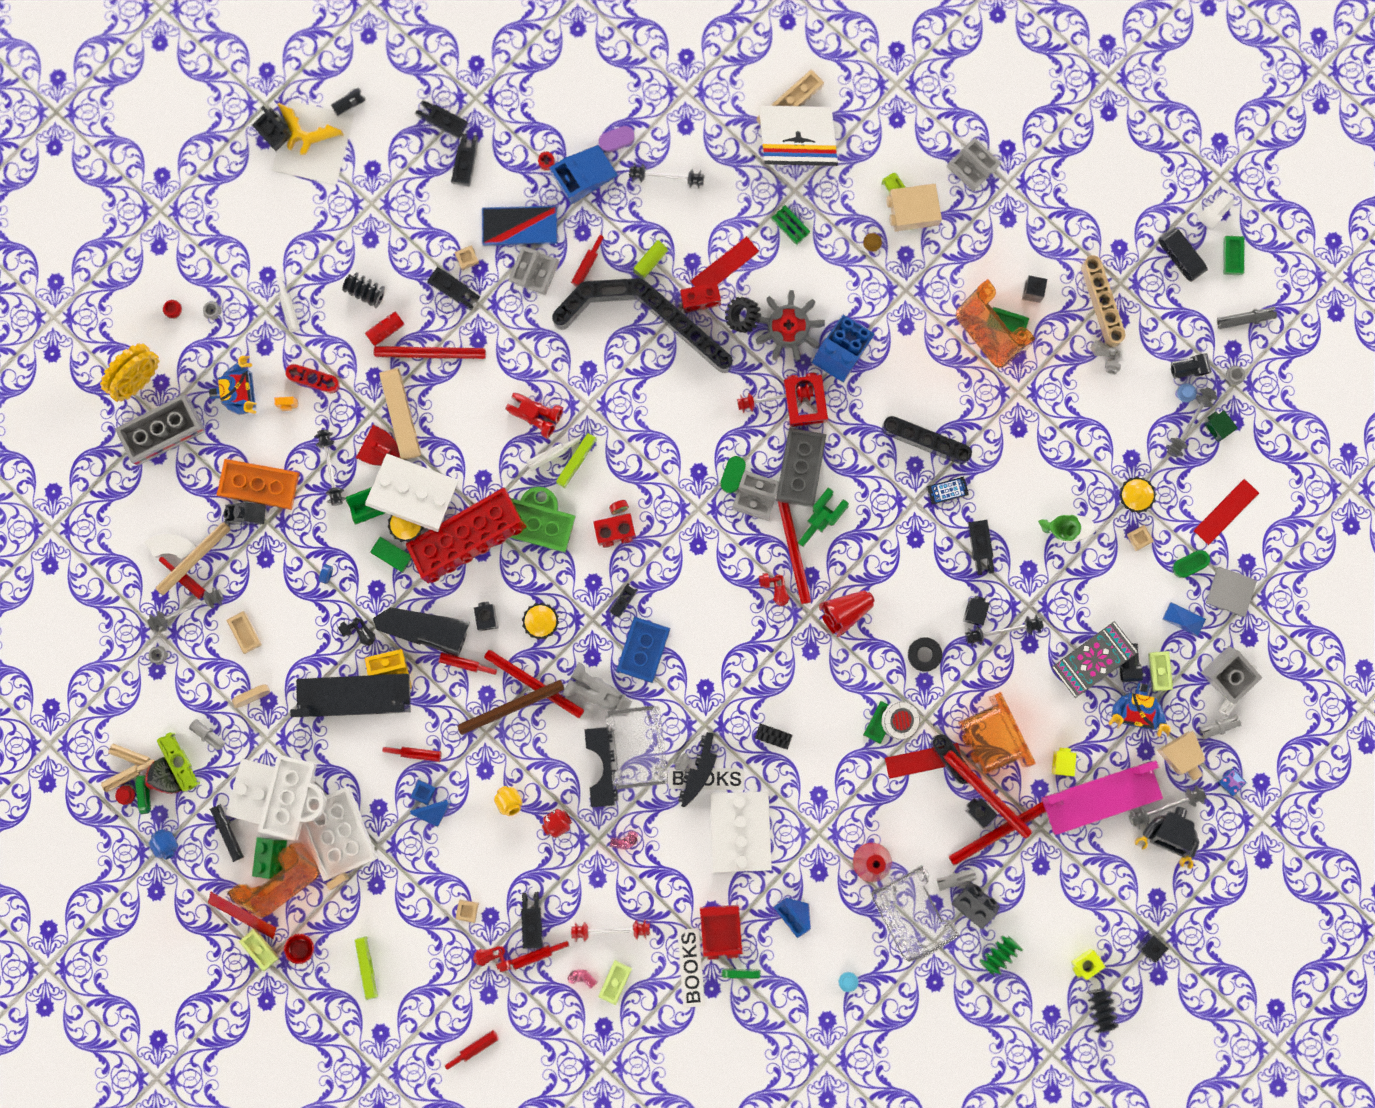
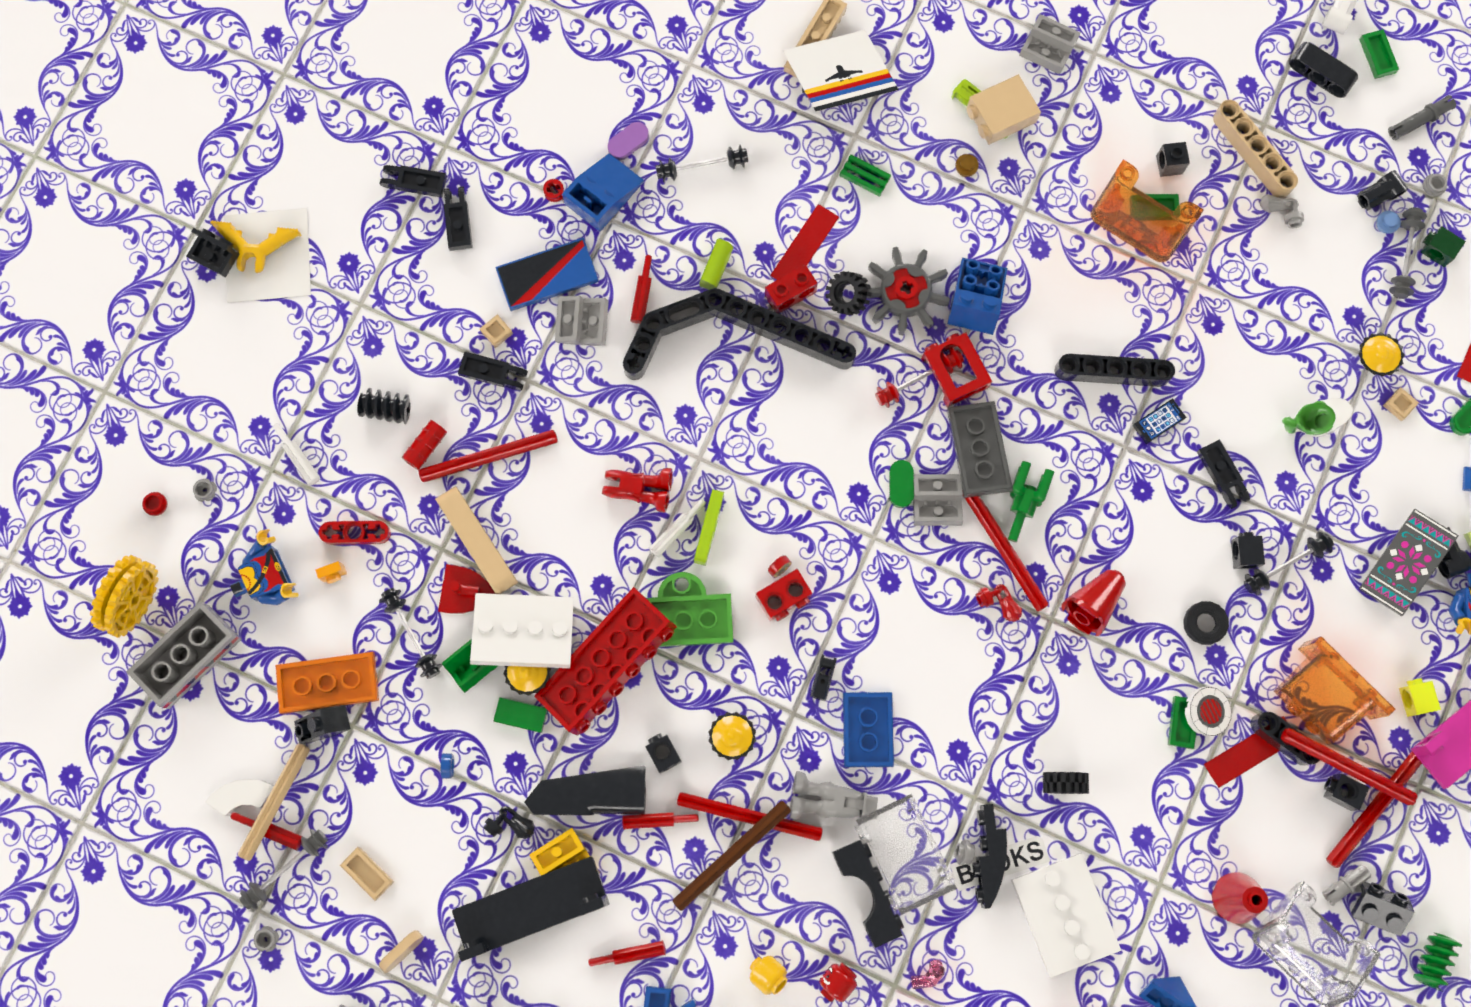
camera: 25 degrees left, 5 degrees down
(345, 104) = (292, 197): black bar -> none

